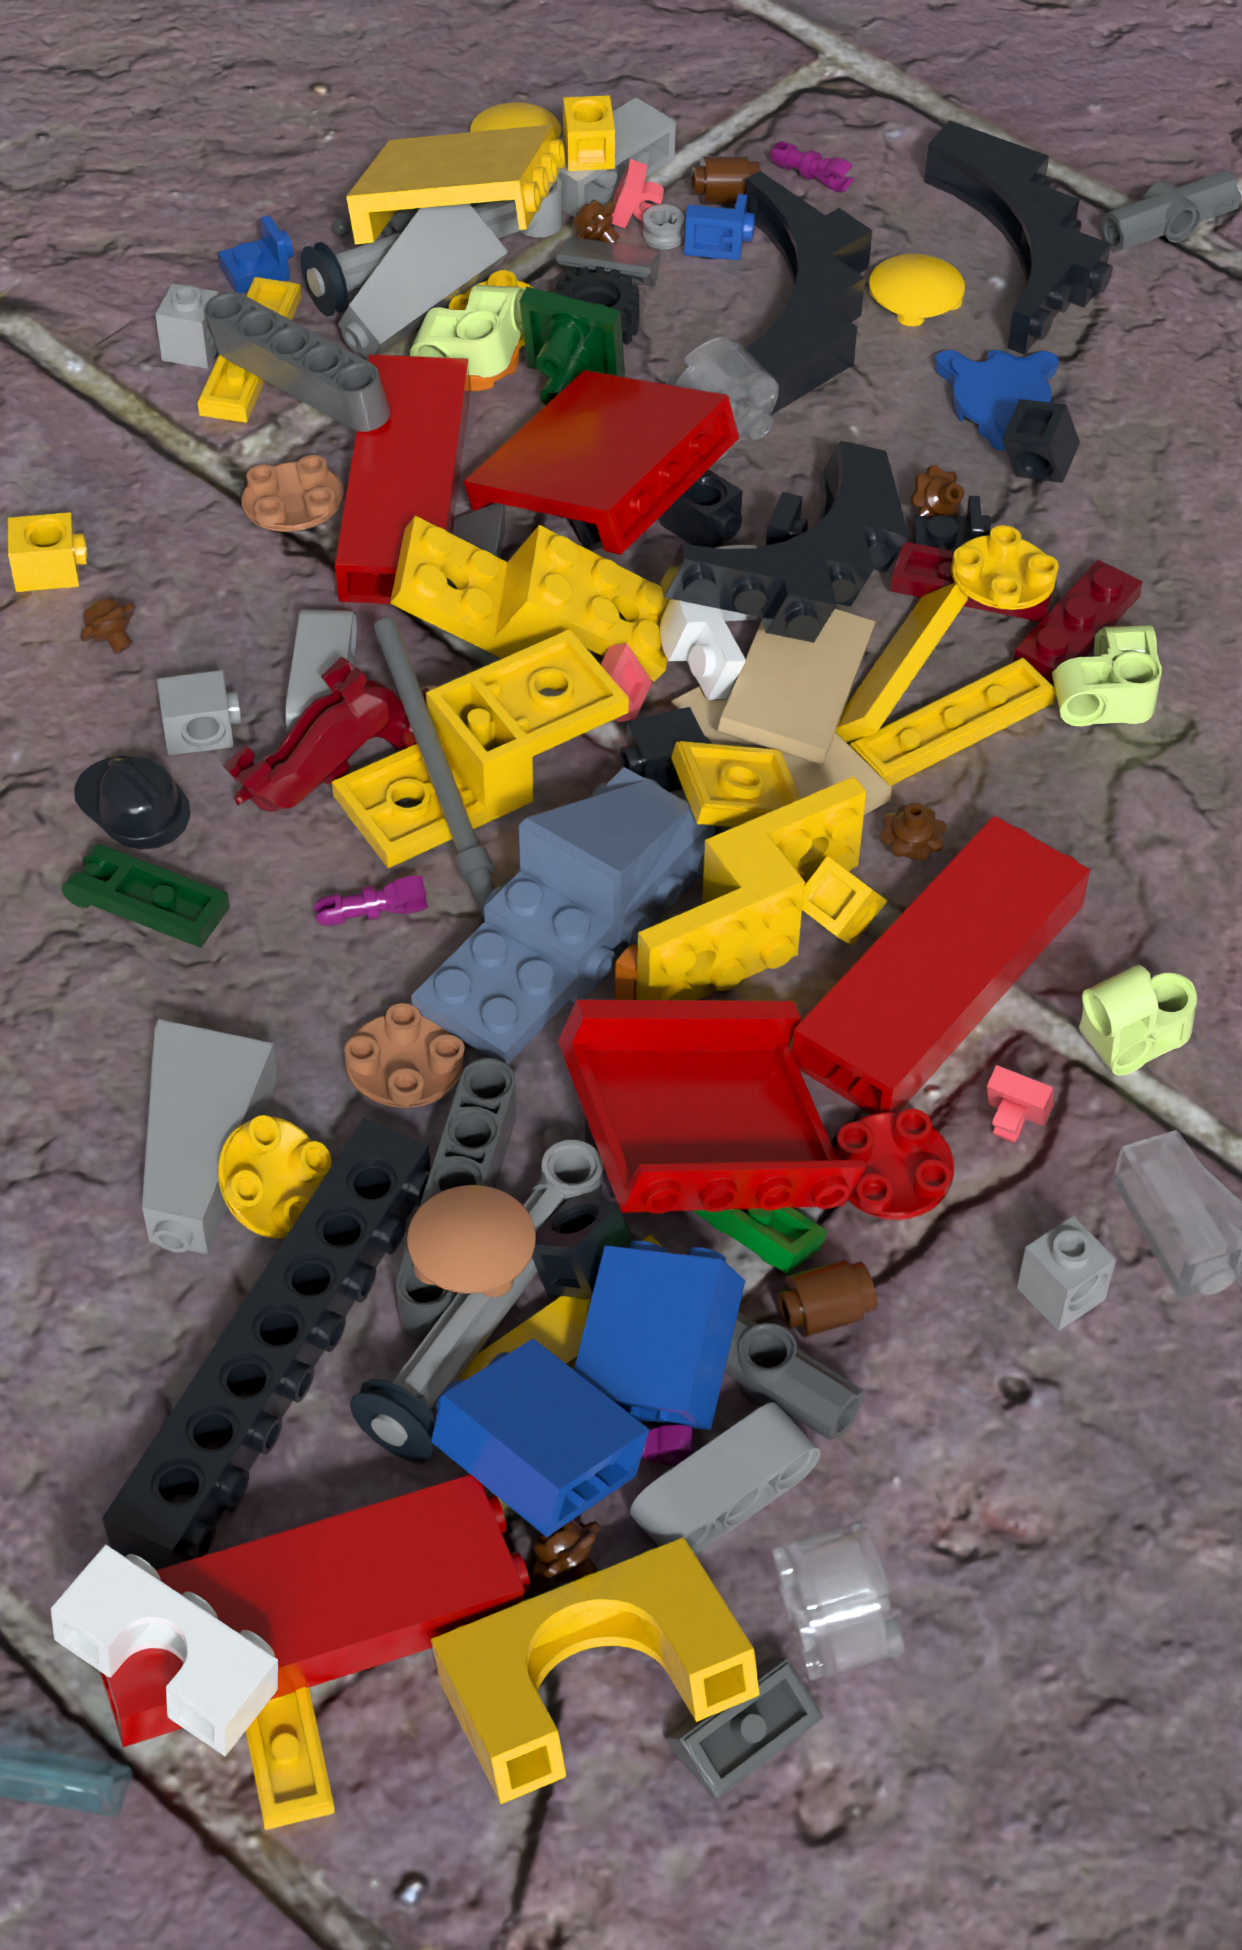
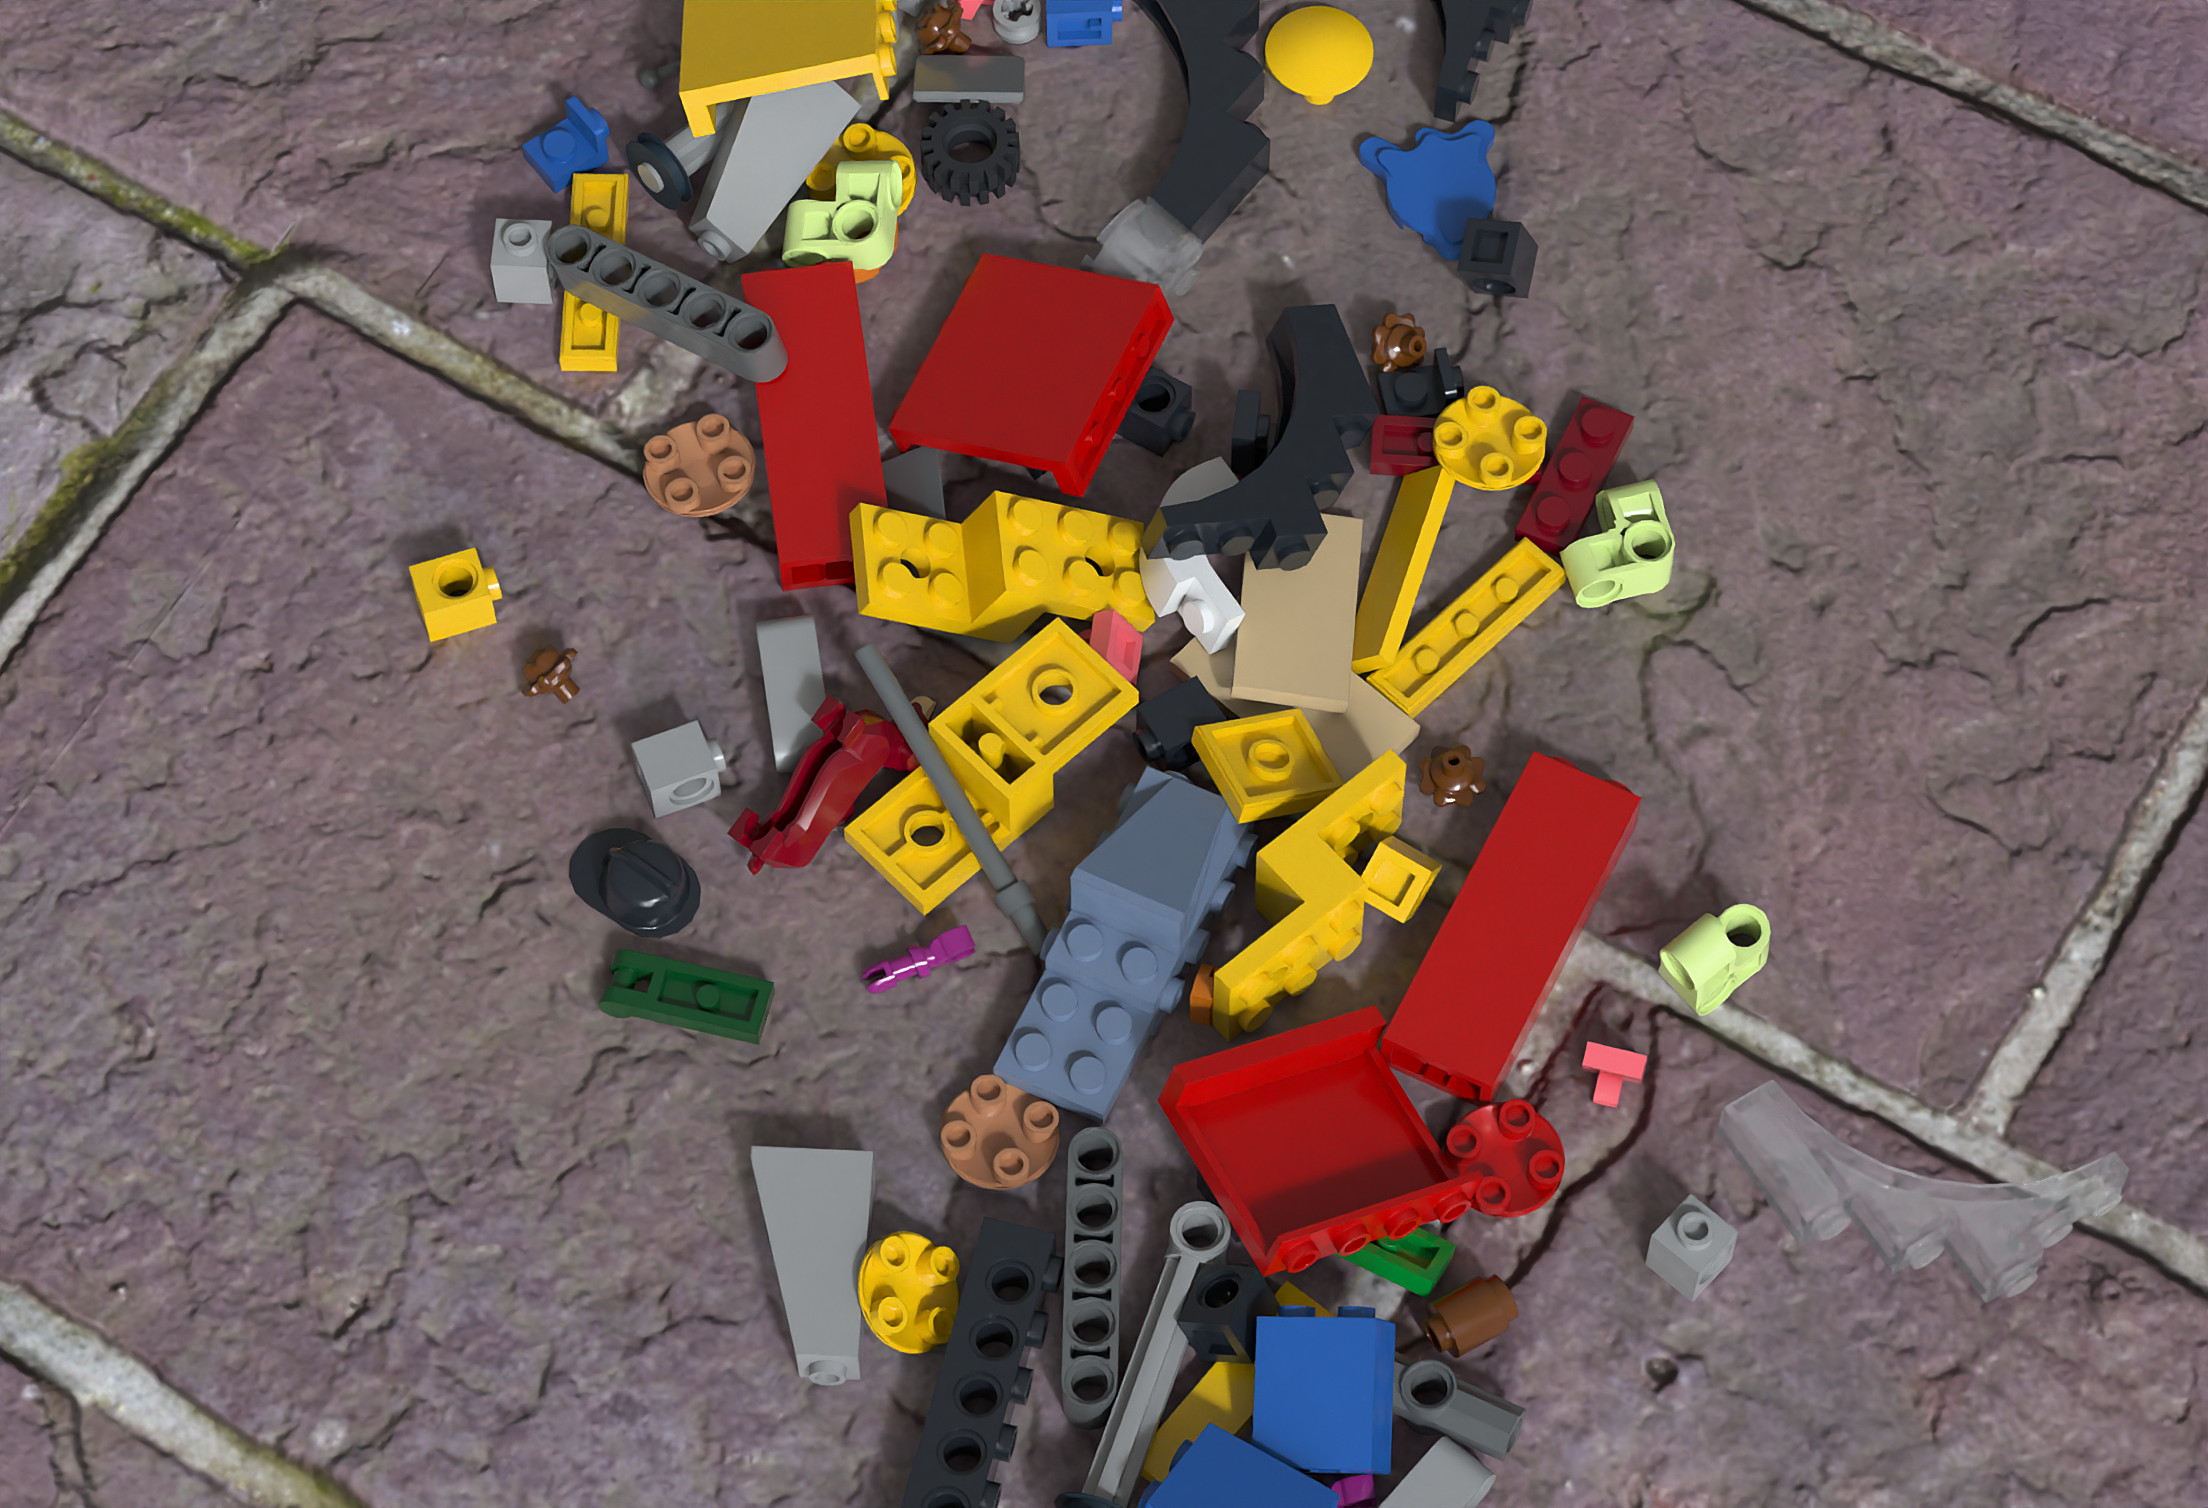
camera: 10 degrees left, 10 degrees up
(471, 1240) = (1125, 1330): nougat dish -> none
(569, 337) = (958, 220): dark green plate -> none

